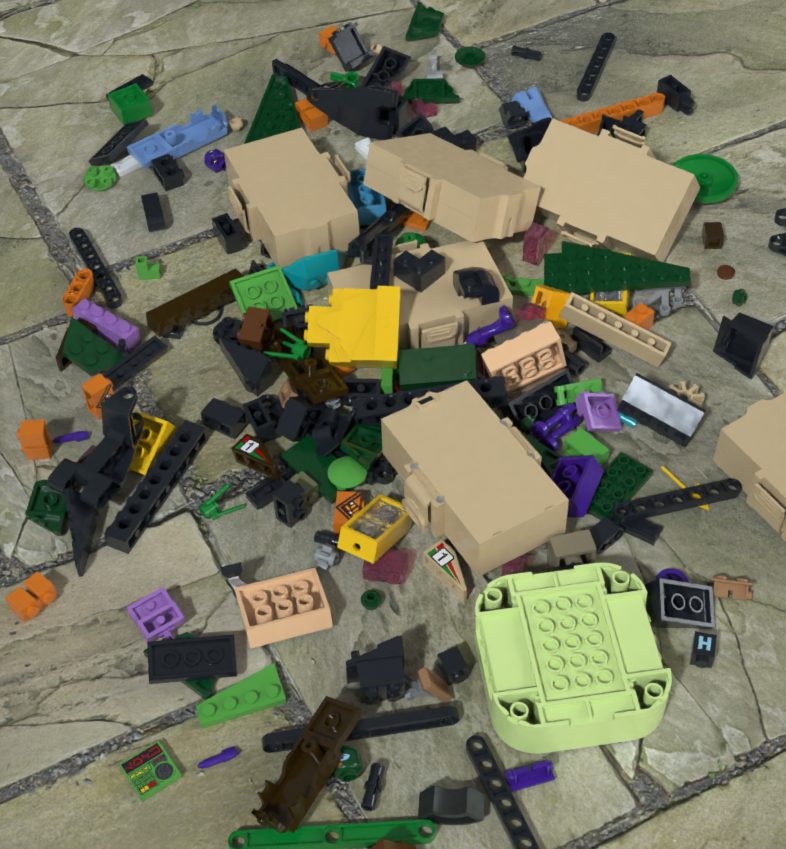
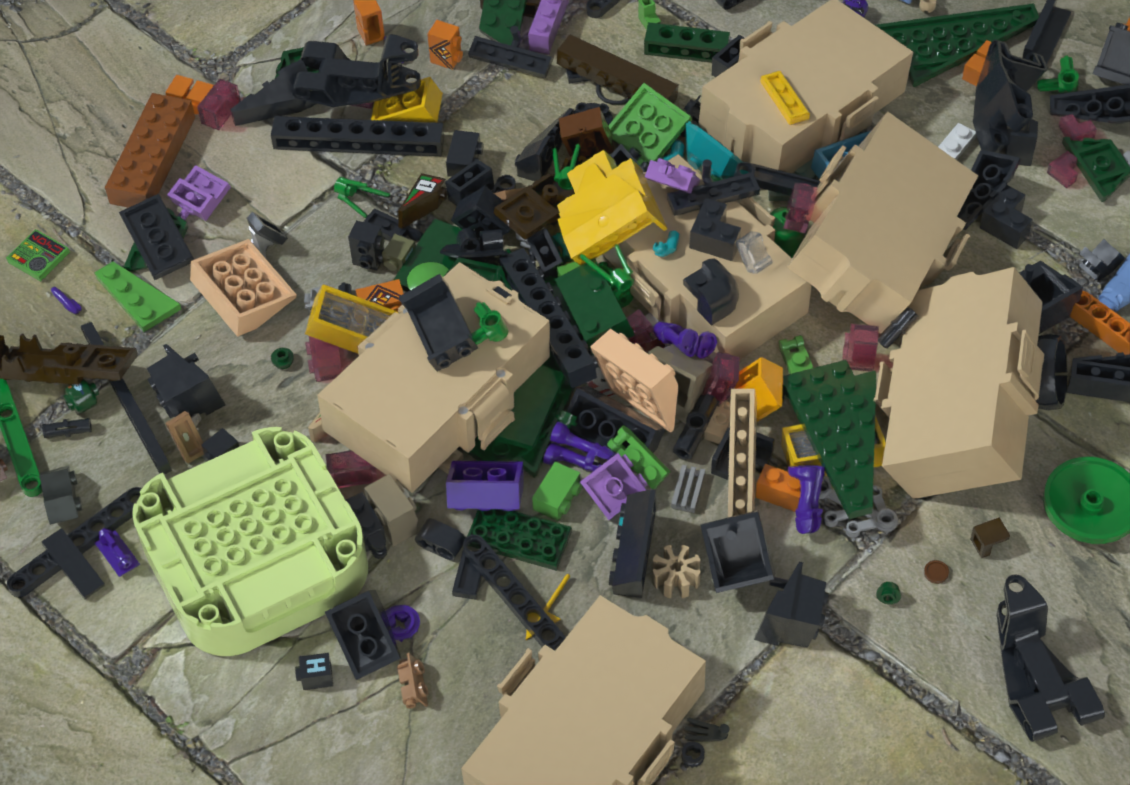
camera: 70 degrees right, 5 degrees up
(59, 575) = (216, 105): none -> clear pink brick
(82, 644) = (150, 150): none -> dark orange brick
(189, 256) = (684, 42): none -> dark green brick
(313, 196) = (784, 97): none -> yellow tile
(360, 272) = (666, 174): none -> medium lavender plate
(417, 300) = (664, 249): none -> teal arm
(420, 219) = (800, 204): none -> clear pink brick
(428, 340) = (619, 277): none -> green plant
(451, 440) = (439, 322): none -> black panel
(452, 253) = (753, 252): none -> clear piece
(467, 416) = (491, 324): none -> green axle
(533, 810) = (73, 563): none -> black tile
(543, 211) = (897, 327): none -> black axle
(612, 375) = (691, 472): none -> light grey tile
(646, 296) = (808, 510): none -> dark purple piece
(696, 352) = (737, 551): none -> black piece

